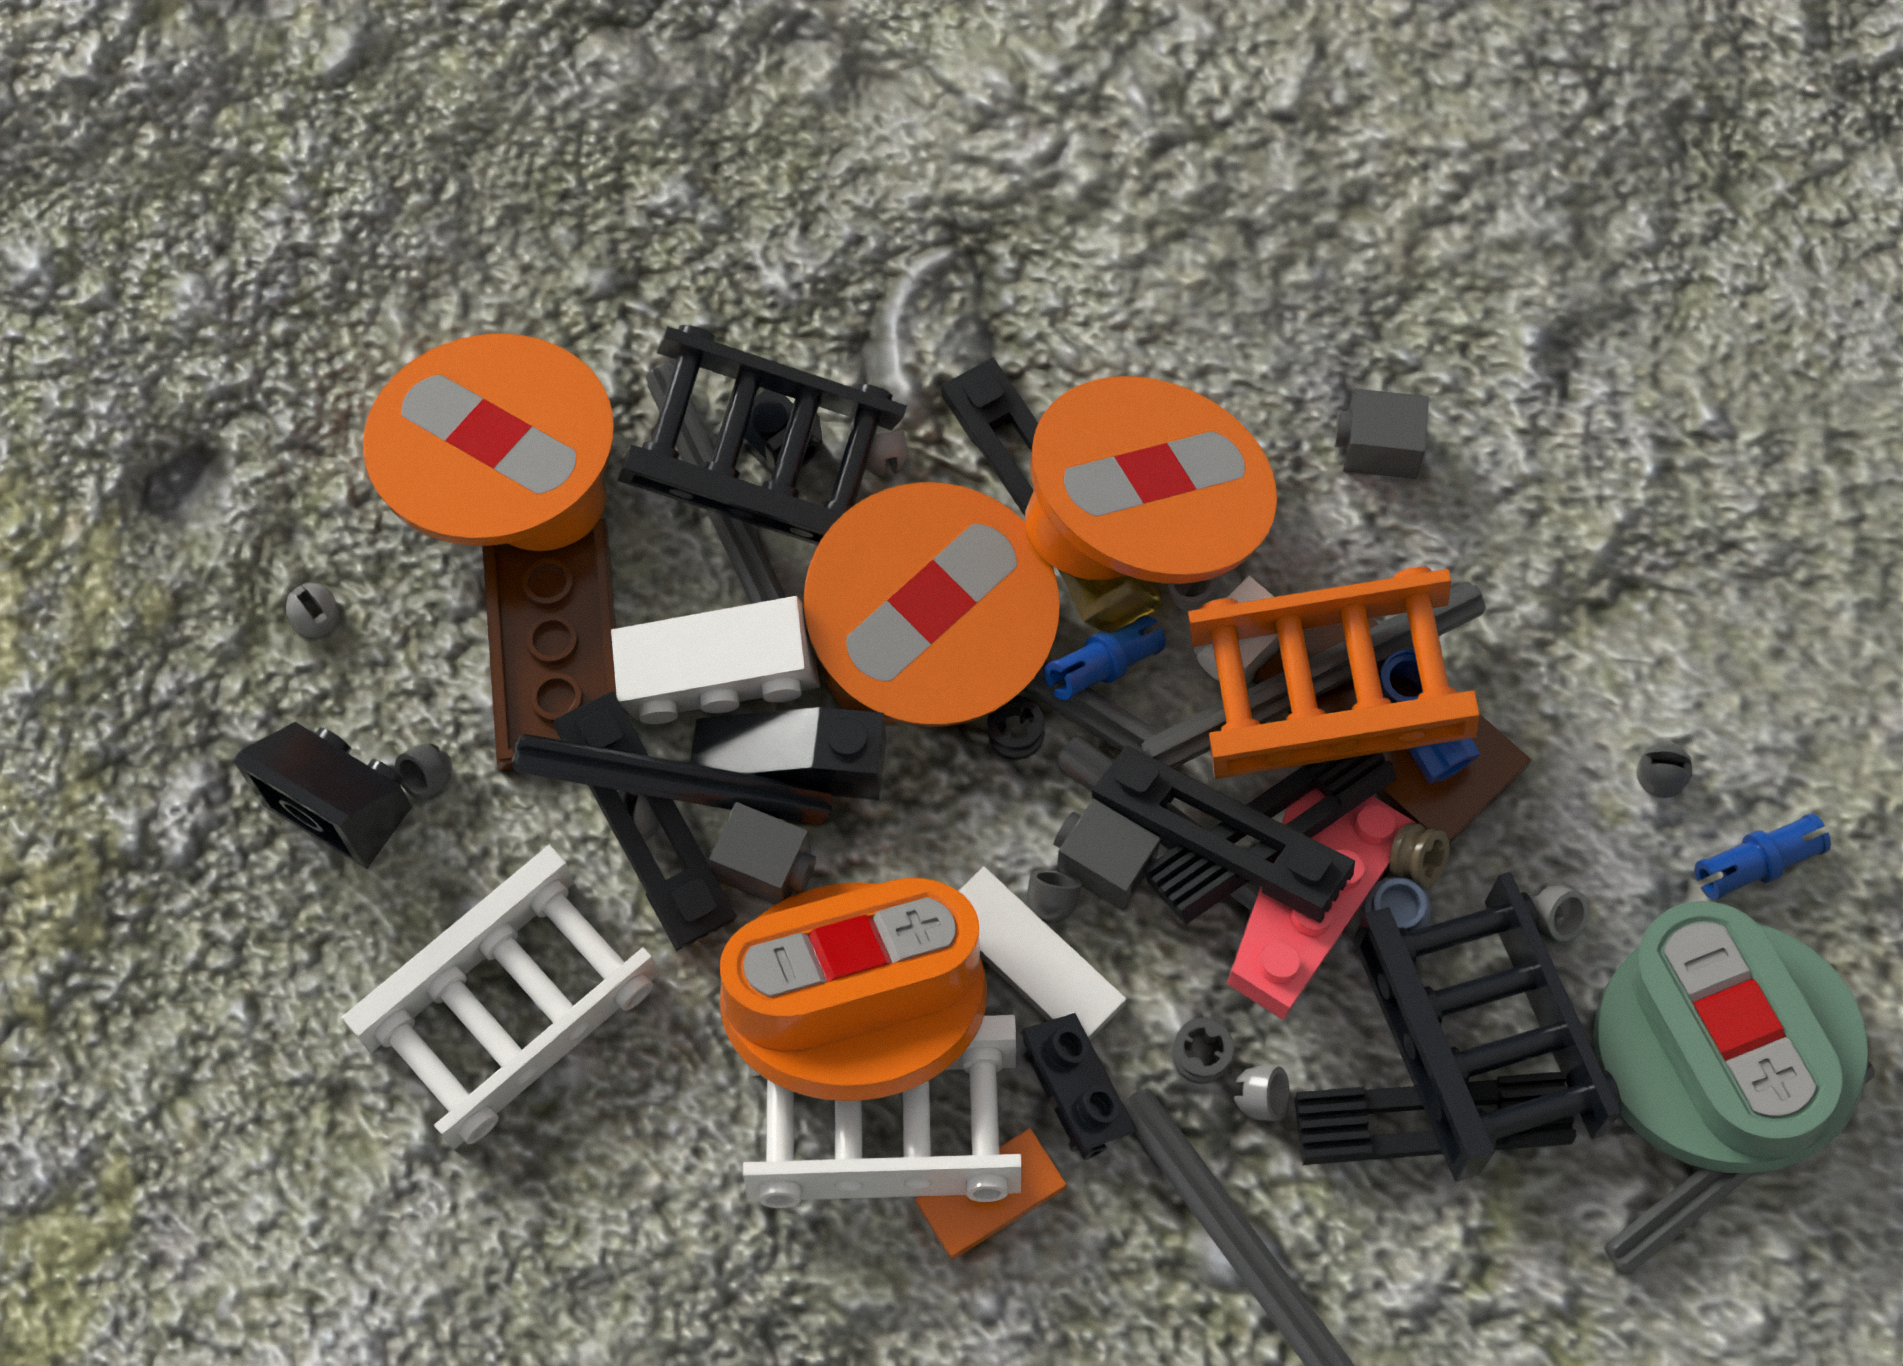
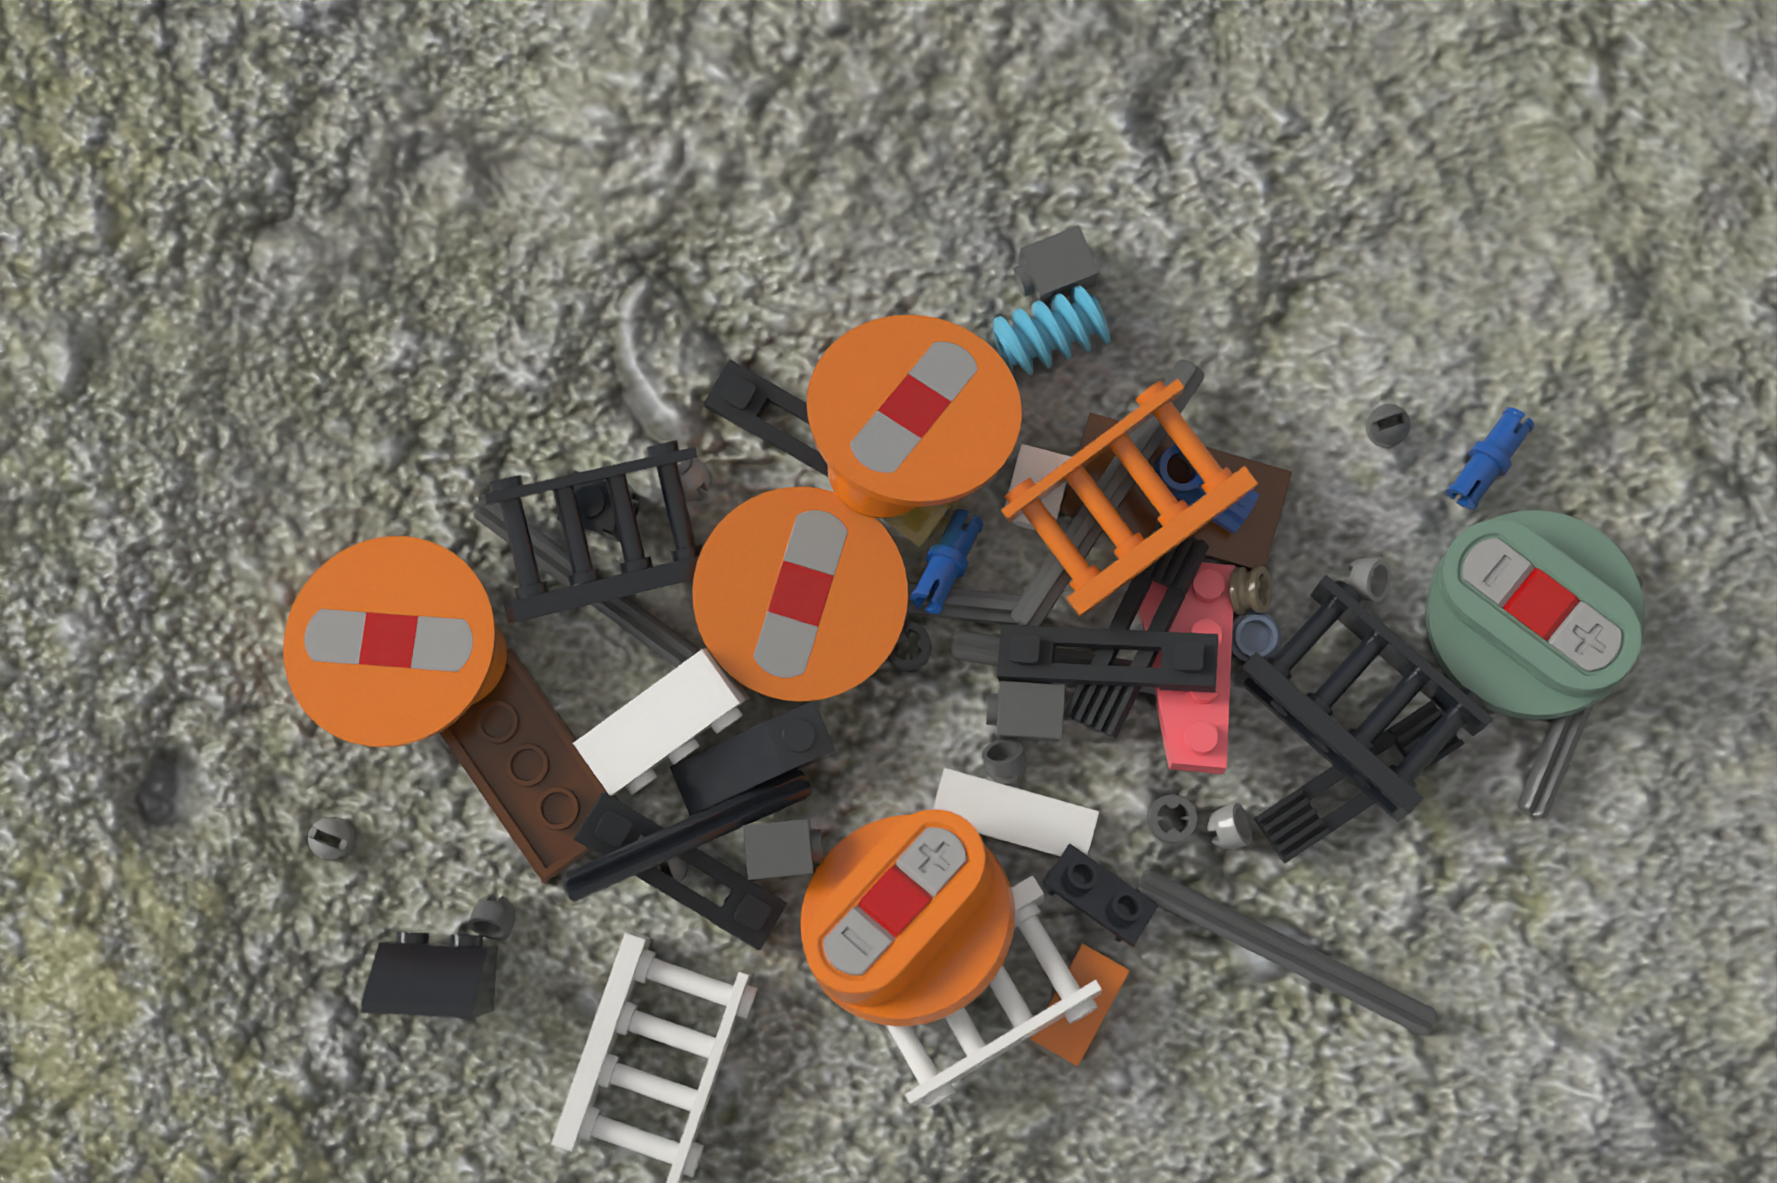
camera: 25 degrees left, 15 degrees up
(1343, 488) = (1050, 330): none -> medium azure piece

